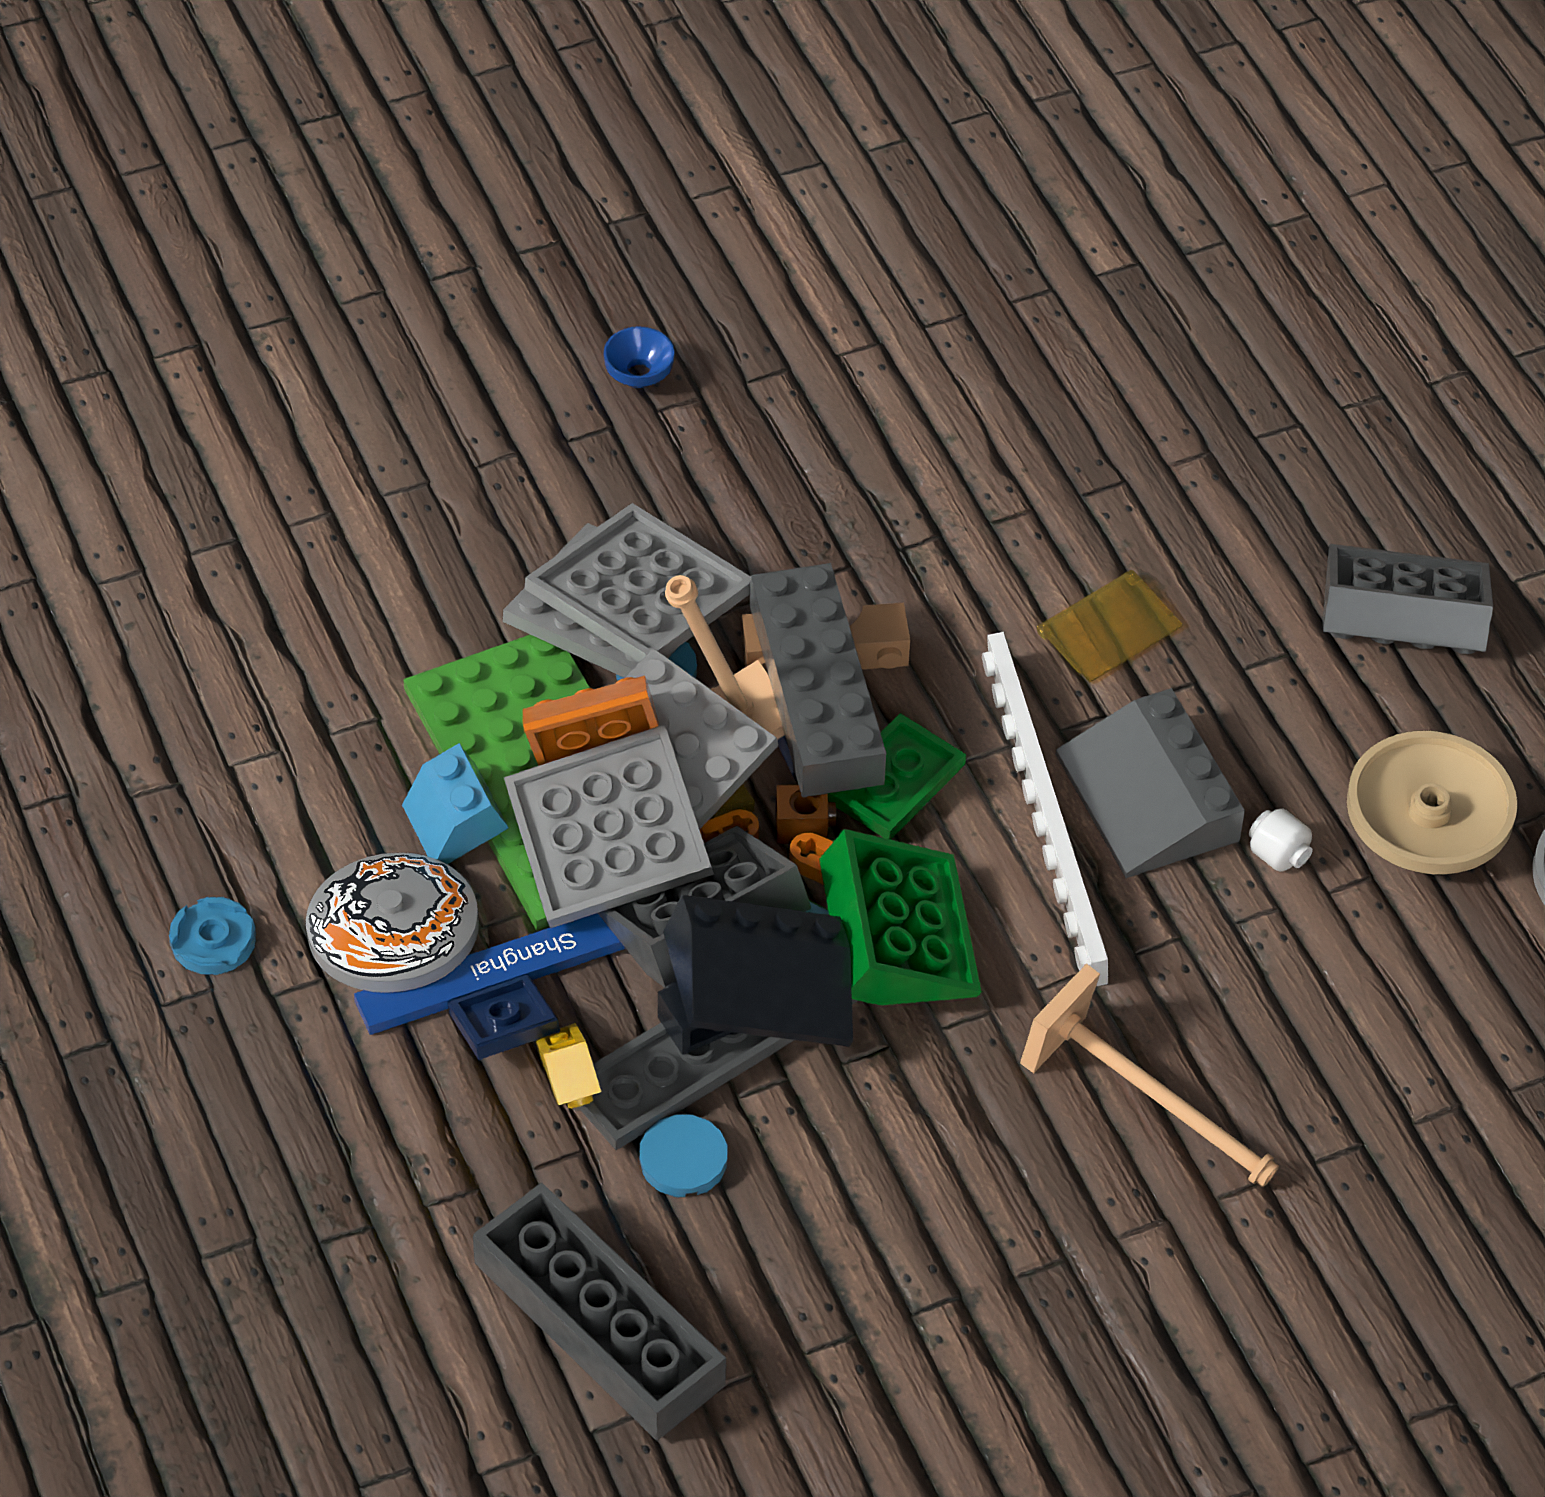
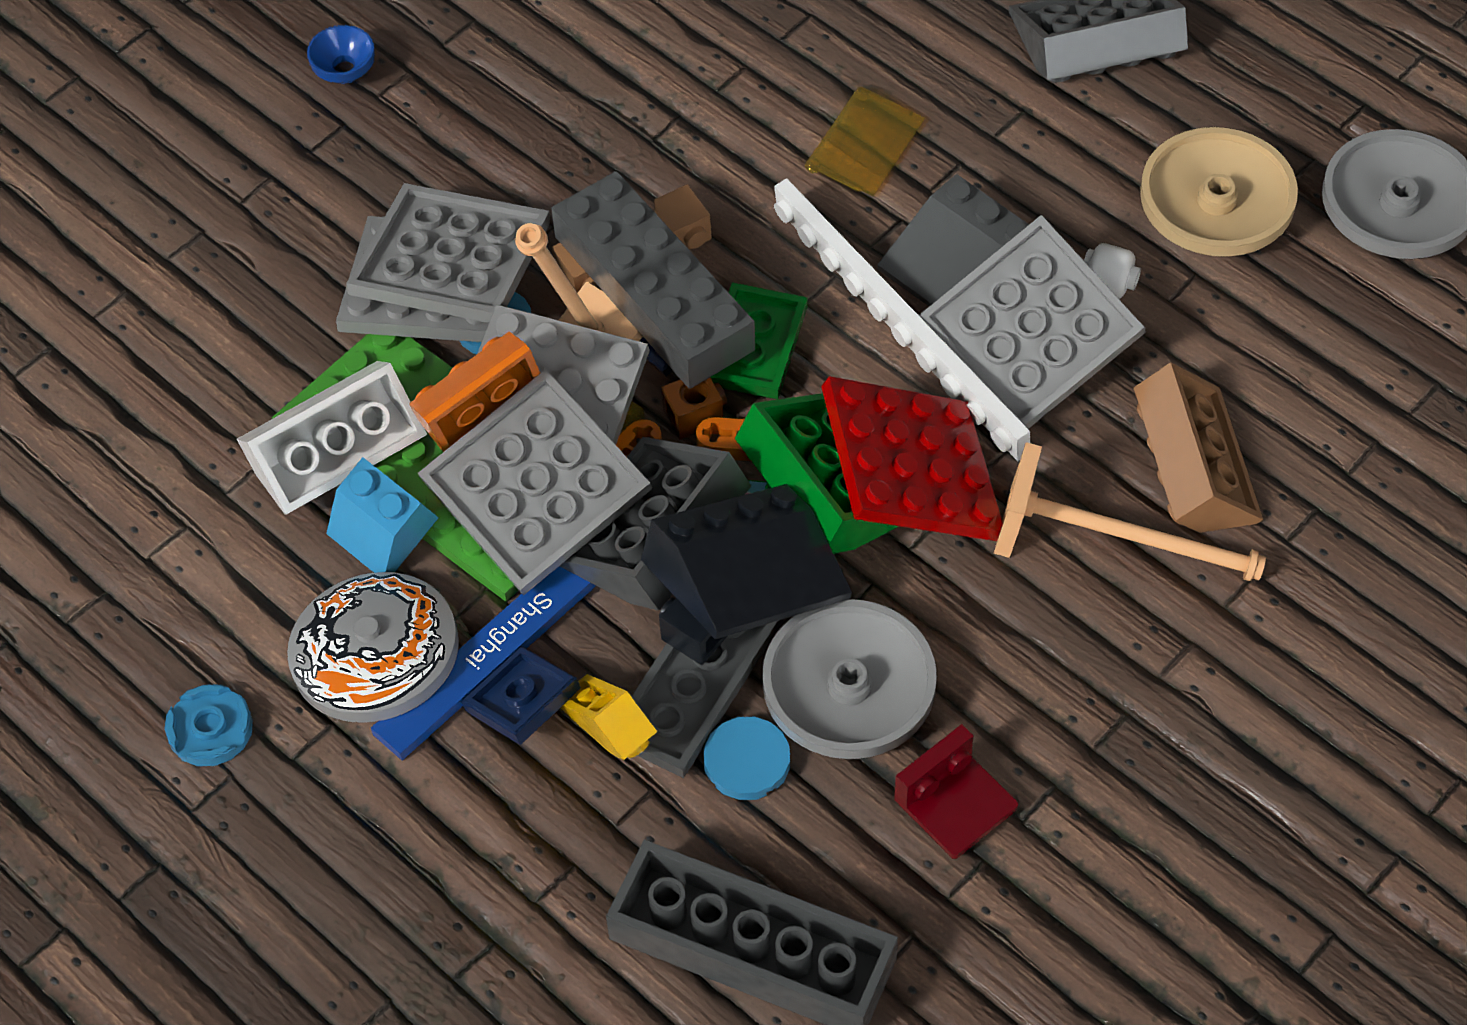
camera: 20 degrees left, 5 degrees up
(427, 714) = (329, 433): none -> white slope
(812, 1119) = (849, 679): none -> light grey dish
(854, 1259) = (953, 794): none -> dark red bracket
(976, 940) = (911, 459): none -> red plate
(1165, 859) = (1033, 322): none -> light grey plate
(1268, 1042) = (1196, 451): none -> medium nougat slope

